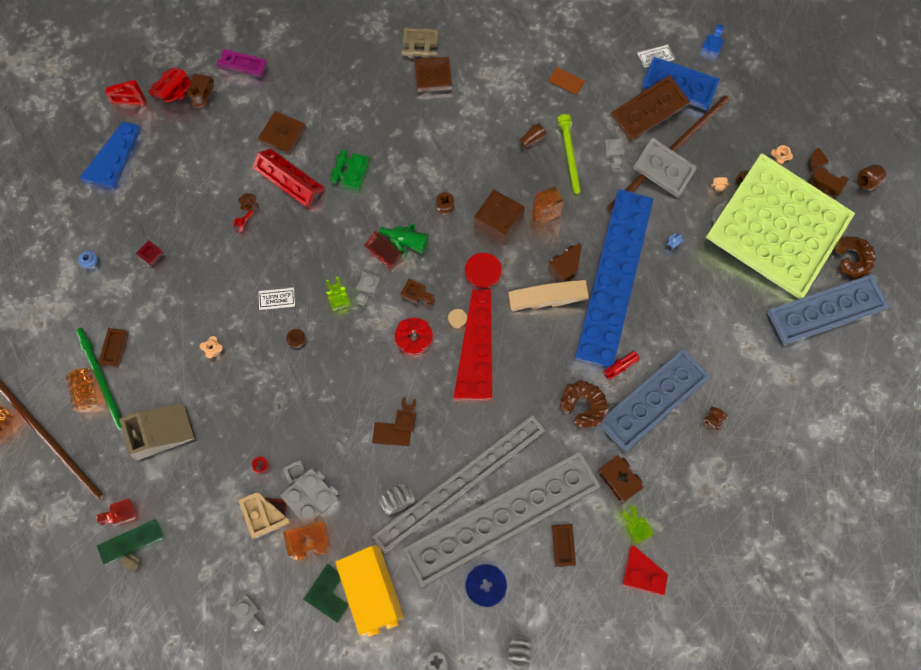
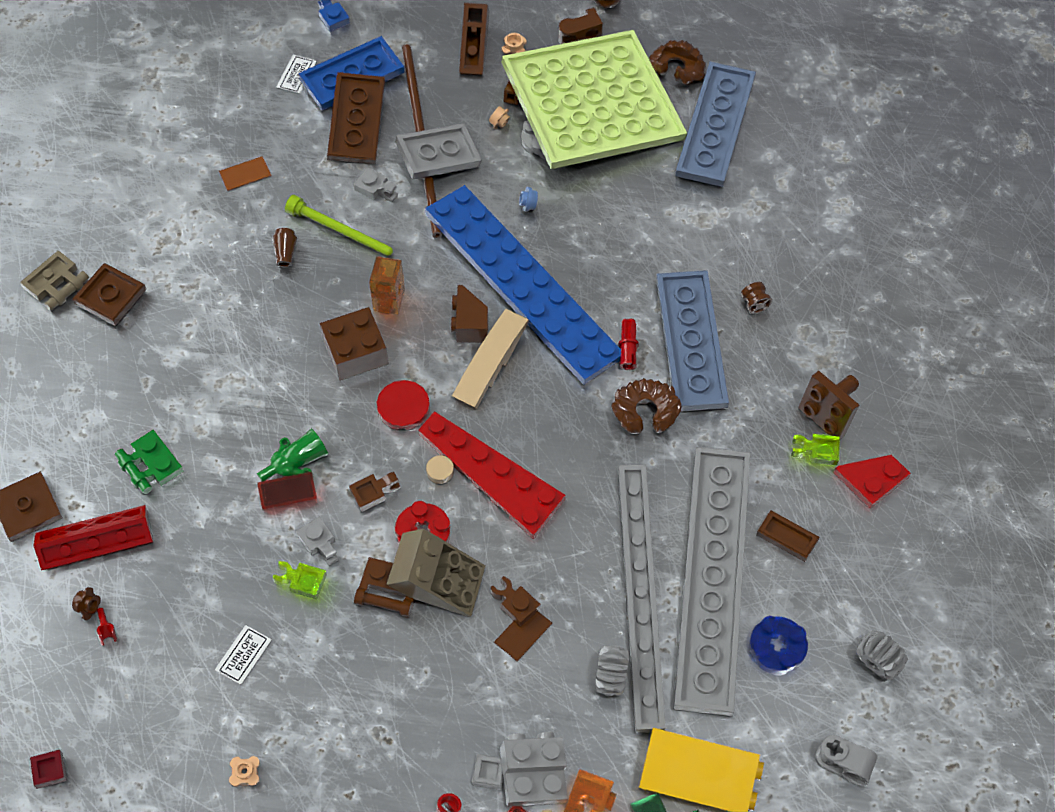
camera: 55 degrees left, 10 degrees down
(295, 338) = (316, 662): reddish brown plate -> none
(372, 341) = (376, 578): none -> reddish brown plate
(387, 362) = (436, 572): none -> dark tan slope
(445, 208) = (283, 393): reddish brown wheel -> none
(621, 489) = (756, 429): reddish brown brick -> none
(671, 514) = (830, 403): none -> reddish brown plate
(764, 129) = (474, 38): none -> reddish brown slope
(817, 159) = (546, 20): reddish brown tile -> none

